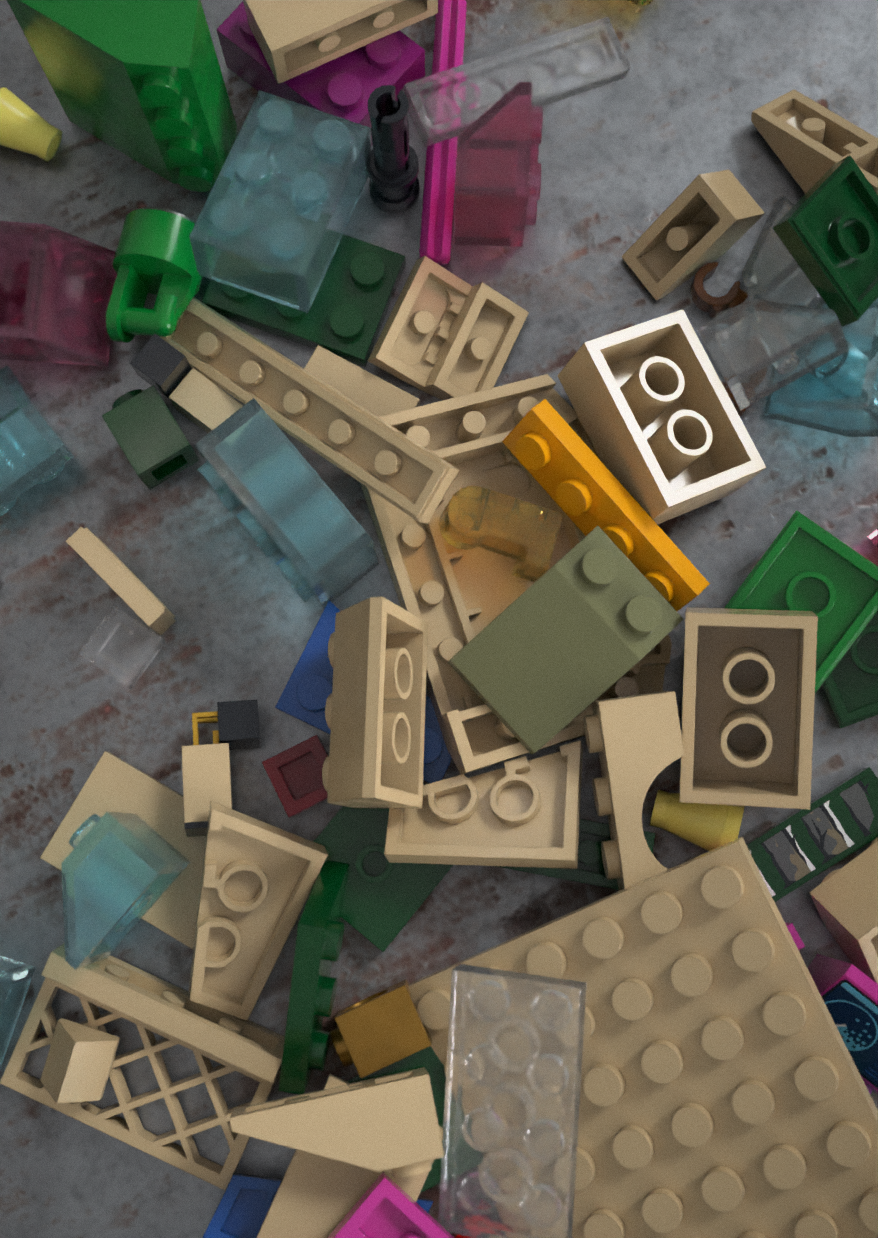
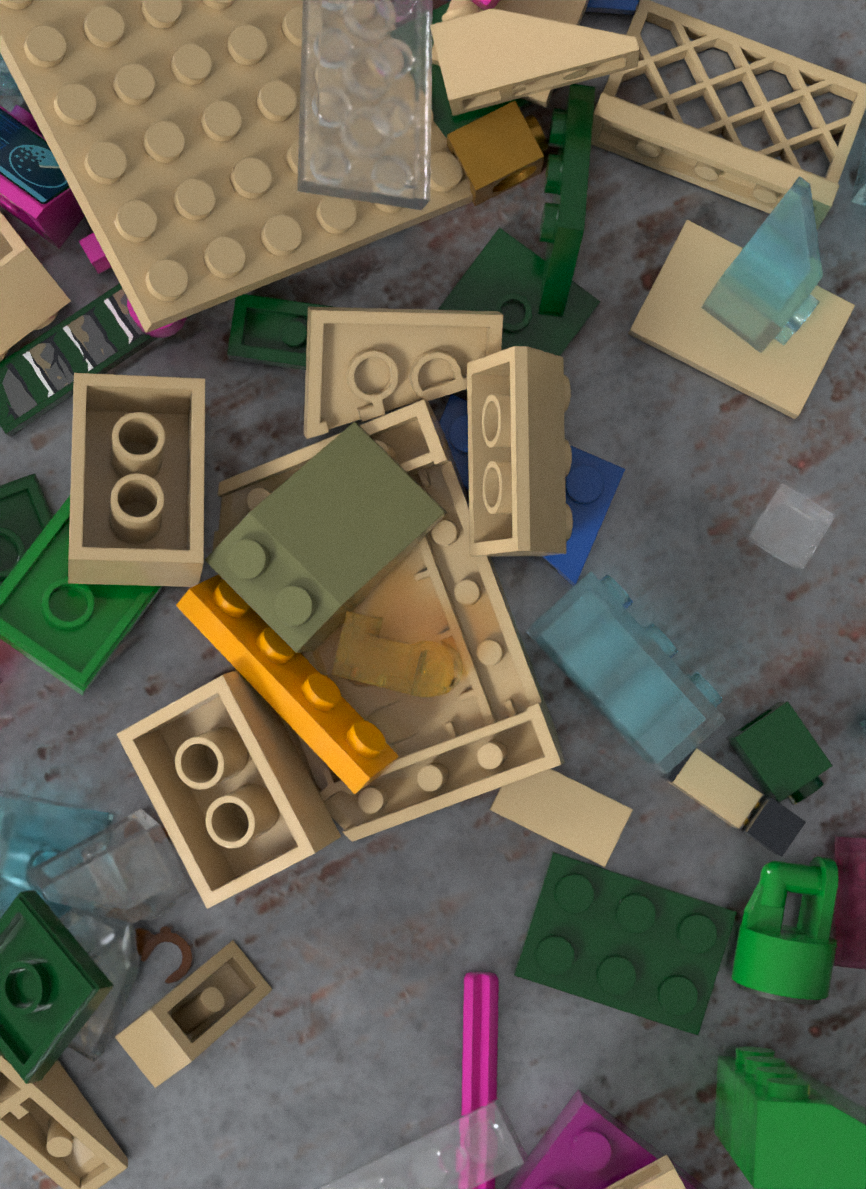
camera: 175 degrees right, 5 degrees up
(78, 1062) = (796, 105): tan slope -> none
(121, 580) = (796, 593): tan tile -> none
(208, 767) = (689, 398): piece -> none
(246, 906) = (638, 262): tan wing -> none
(282, 201) = (652, 1018): clear light blue brick -> none
(298, 775) = (595, 399): dark red plate -> none
(314, 412) = (608, 779): tan tile -> none
(392, 161) = (536, 1076): black pin -> none
(447, 333) = (462, 887): tan slope -> none
(499, 172) = (419, 1063): clear pink slope -> none
(635, 743) = (249, 434): tan arch -> none
(700, 824) = (176, 360): light yellow cone -> none

